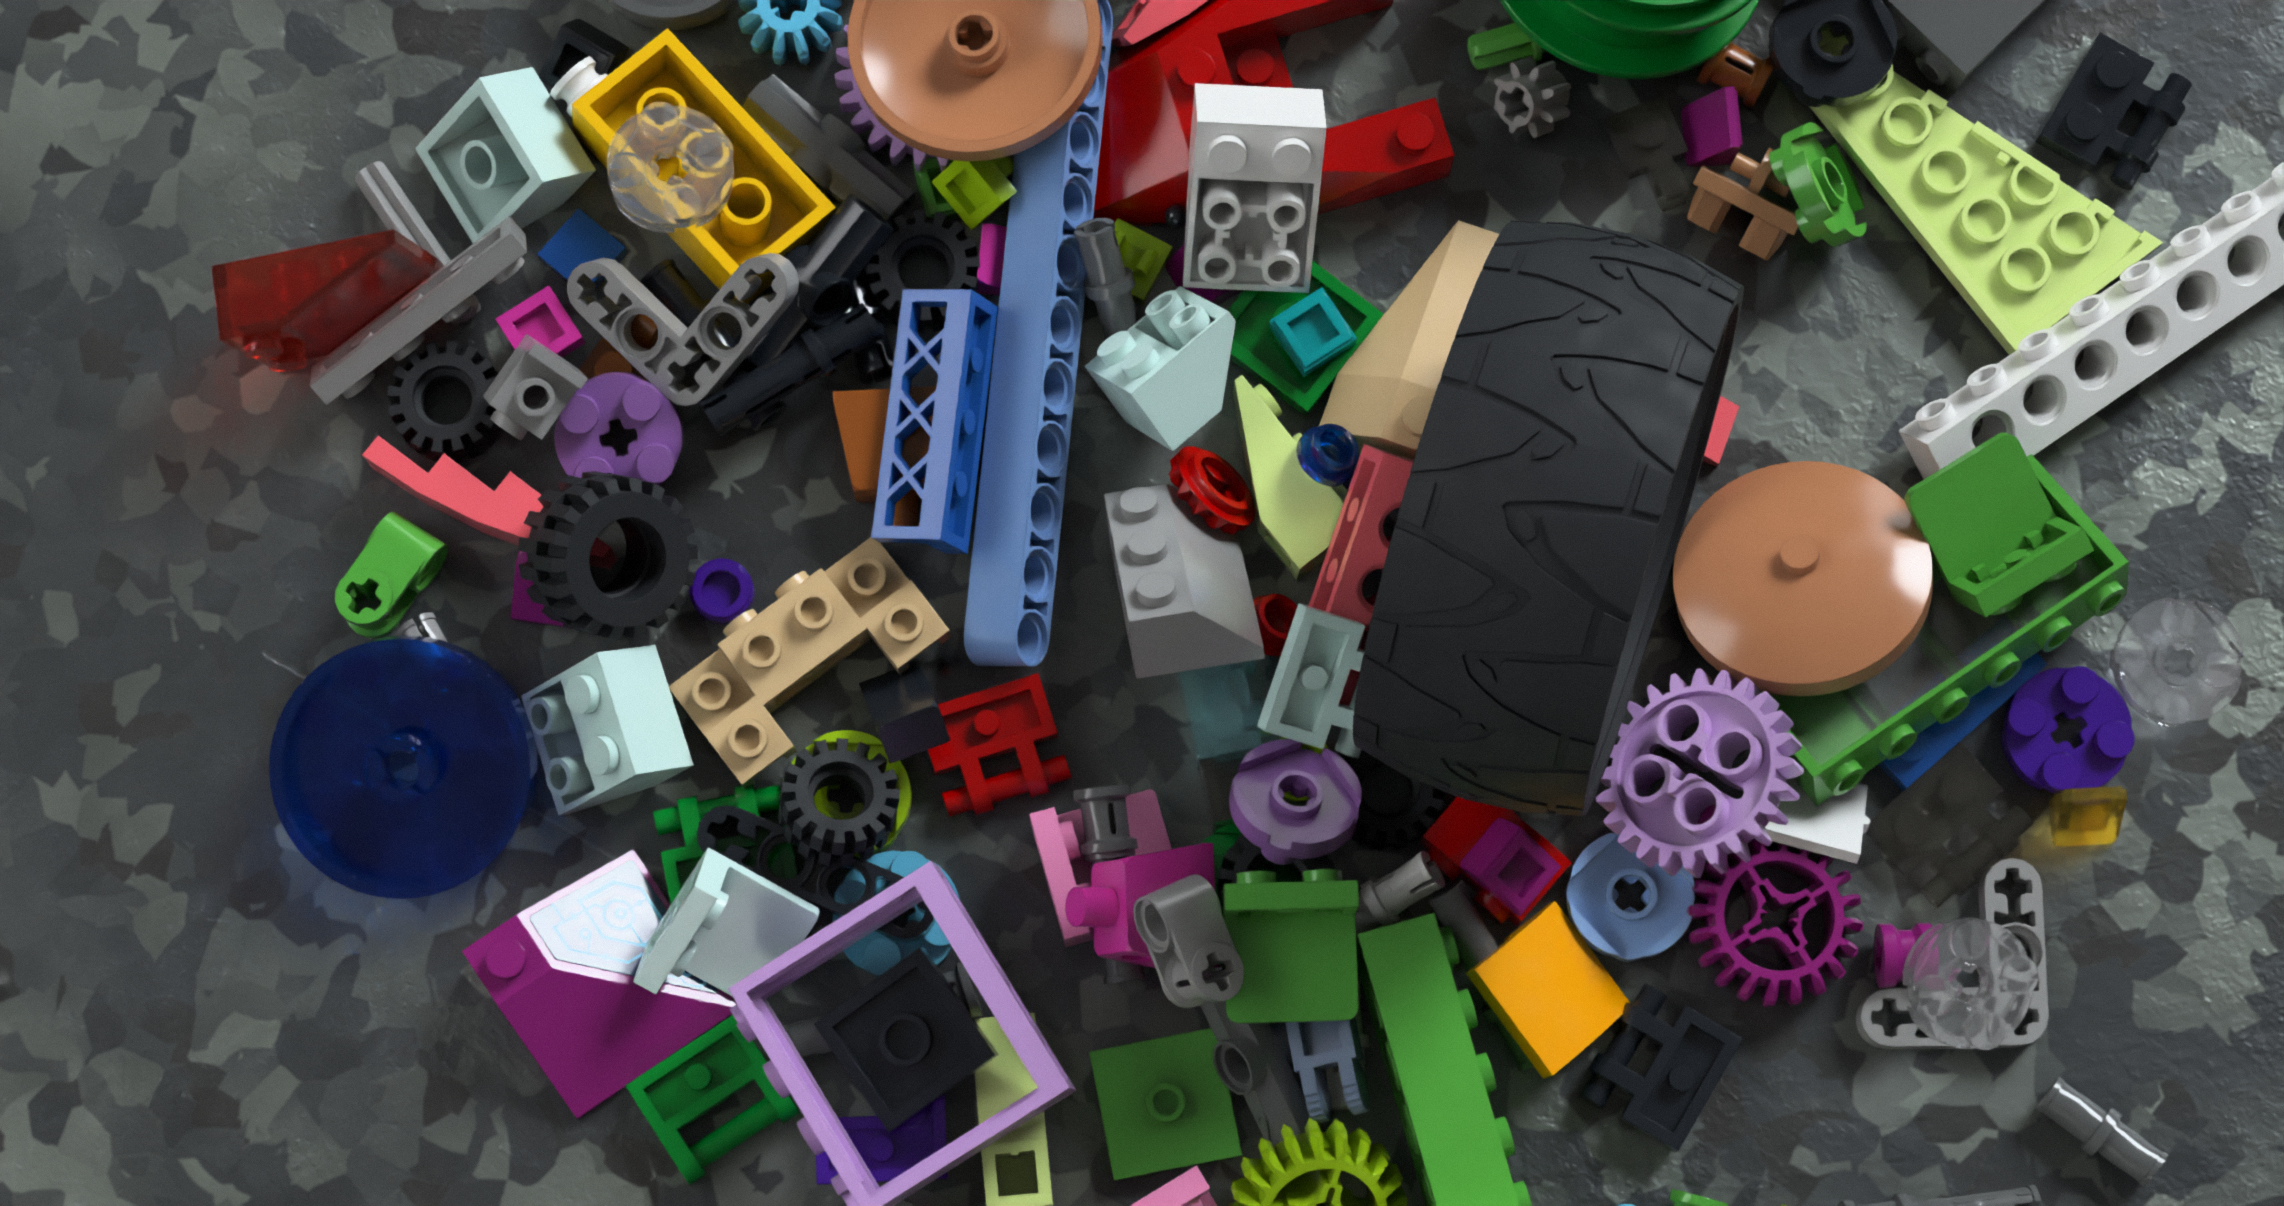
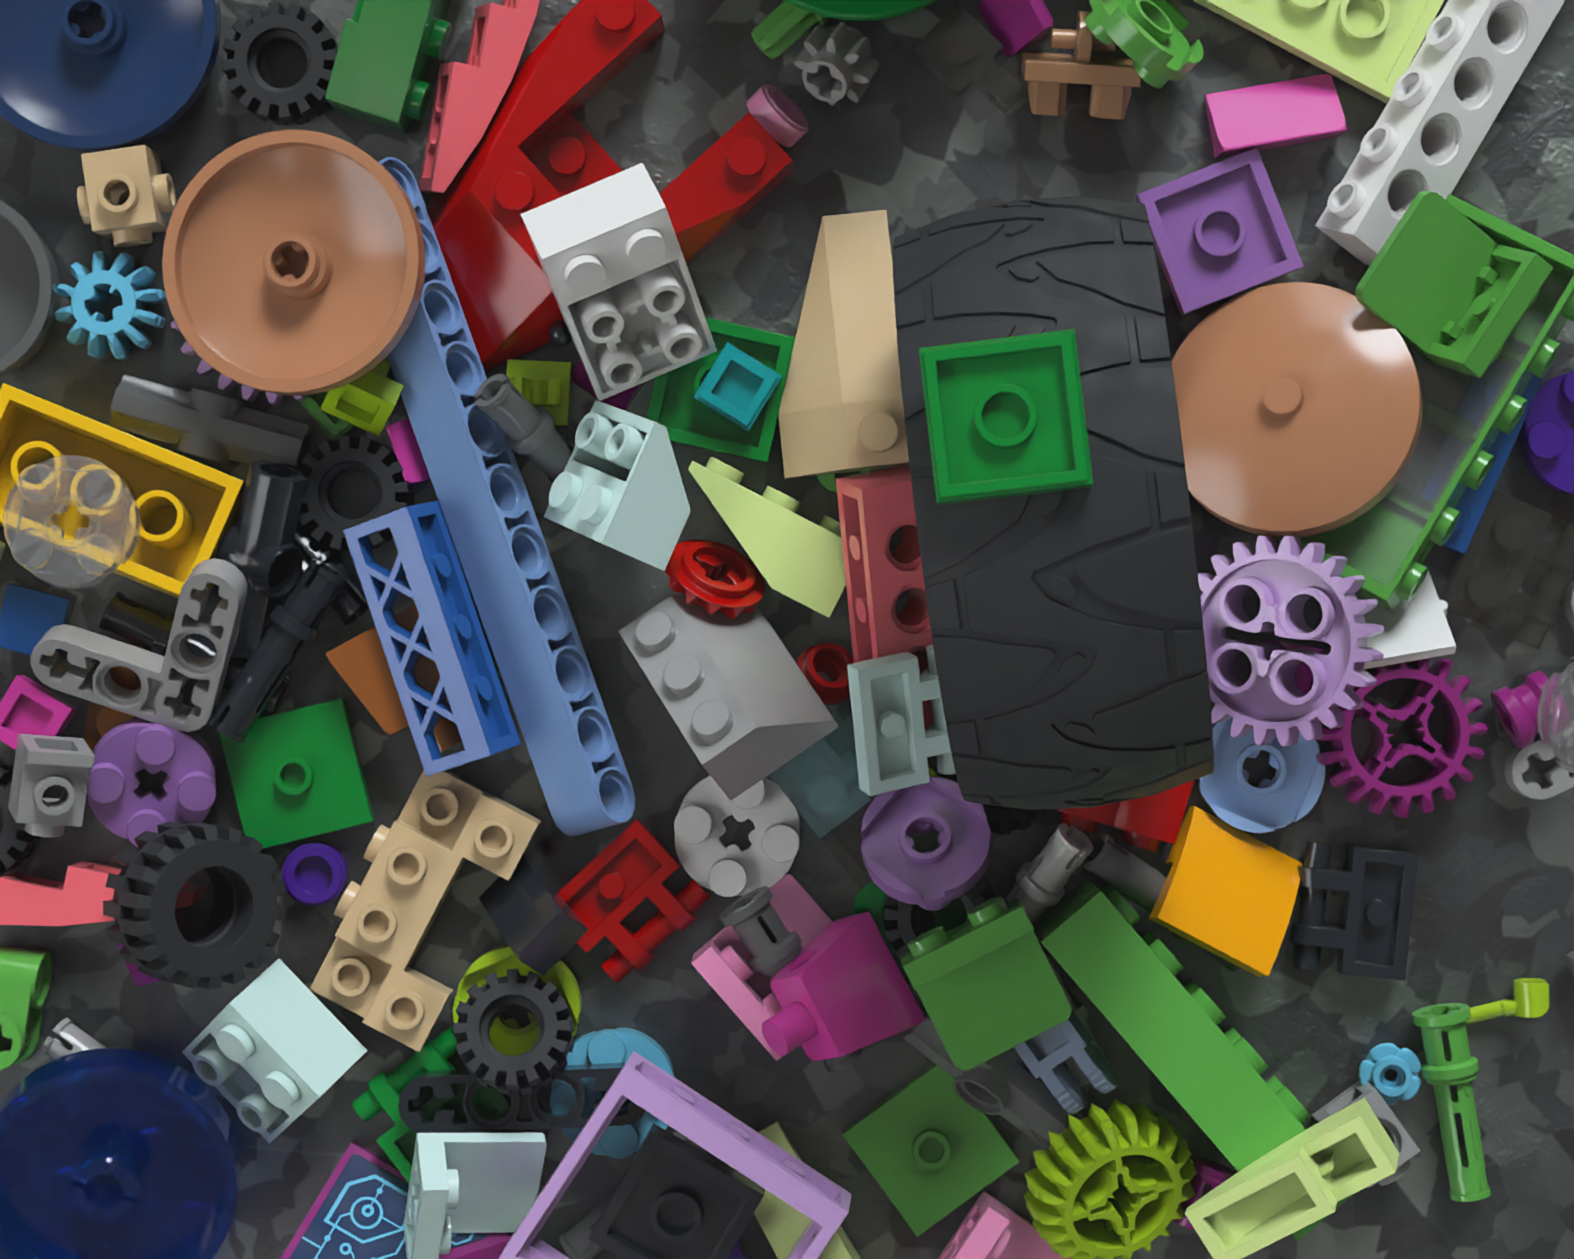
camera: 20 degrees left, 10 degrees up
(752, 494) = (298, 775): none -> green plate
(1144, 702) = (730, 869): none -> white plate
(1188, 937) = (894, 1023): light grey piece -> none
(1328, 454) = (813, 489): clear blue plate -> none
(1460, 117) = (778, 115): none -> bright pink tile
(1510, 865) = (1148, 817): magenta slope -> none
(1541, 361) = (1006, 417): none -> green plate
(1809, 398) = (1219, 231): none -> medium lavender plate
(1904, 323) = (1274, 115): none -> slope

